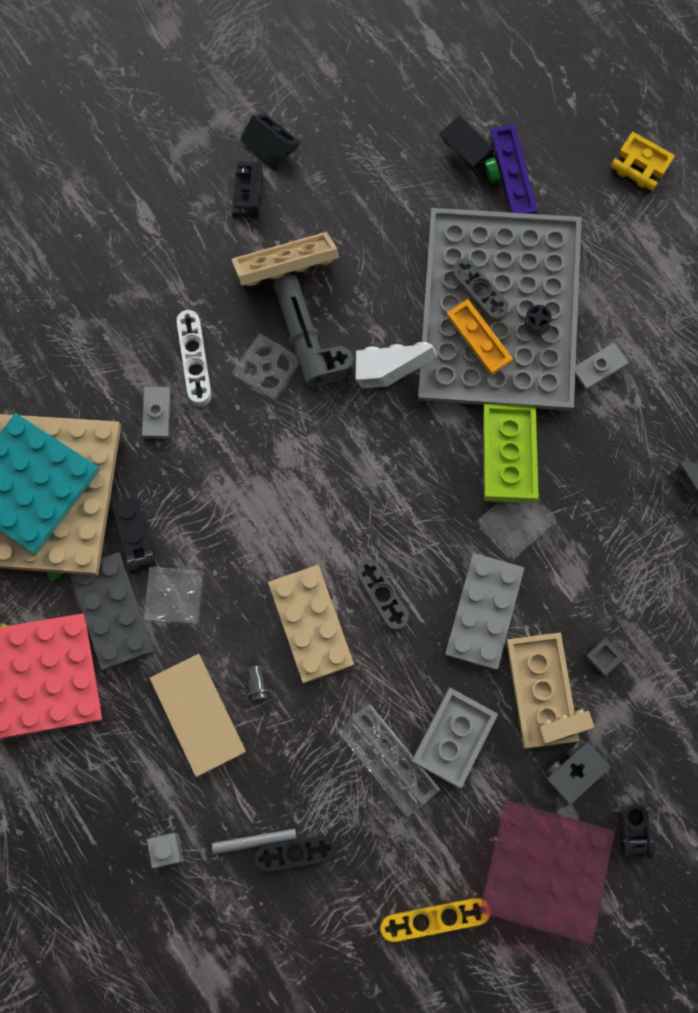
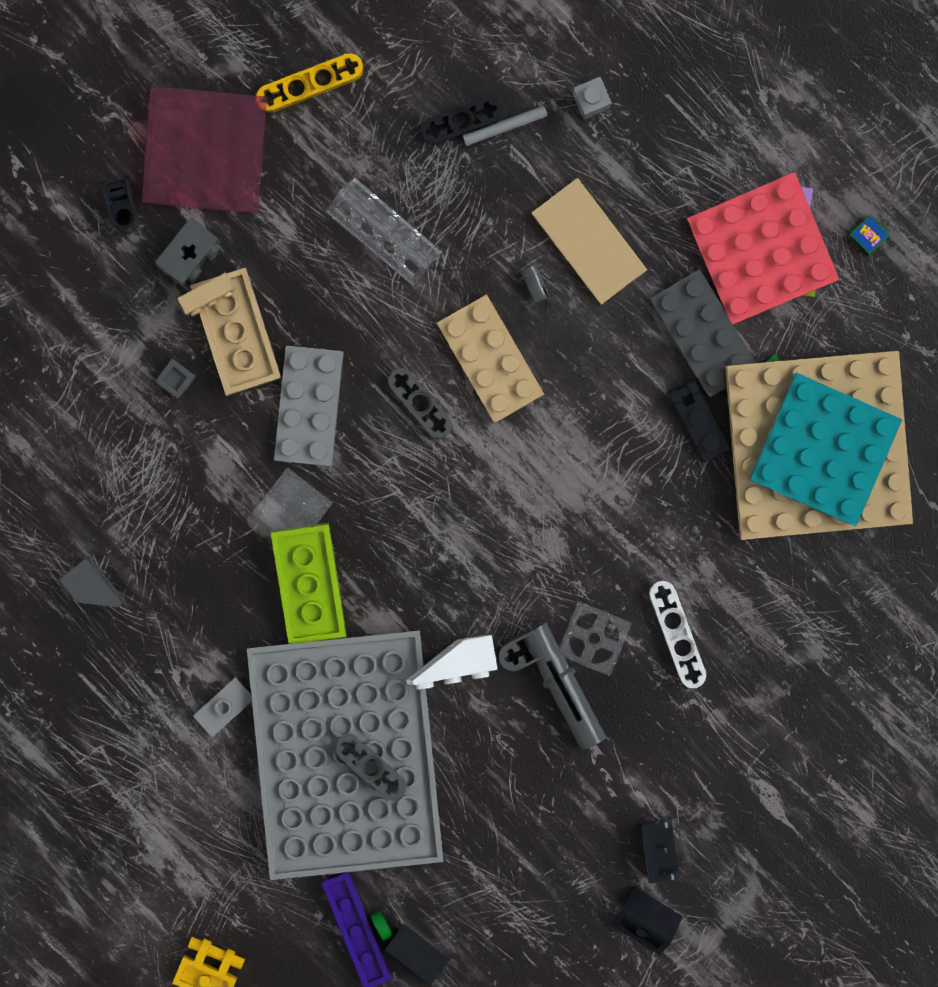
camera: 170 degrees right, 15 degrees up
(156, 413) = (705, 562): light grey plate -> none
(174, 595) = (640, 360): clear plate -> none
(285, 258) = (598, 767): tan plate -> none
(454, 738) = (319, 265): light grey plate -> none
(479, 337) = (363, 709): light orange plate -> none
(539, 314) = (298, 743): black wheel -> none

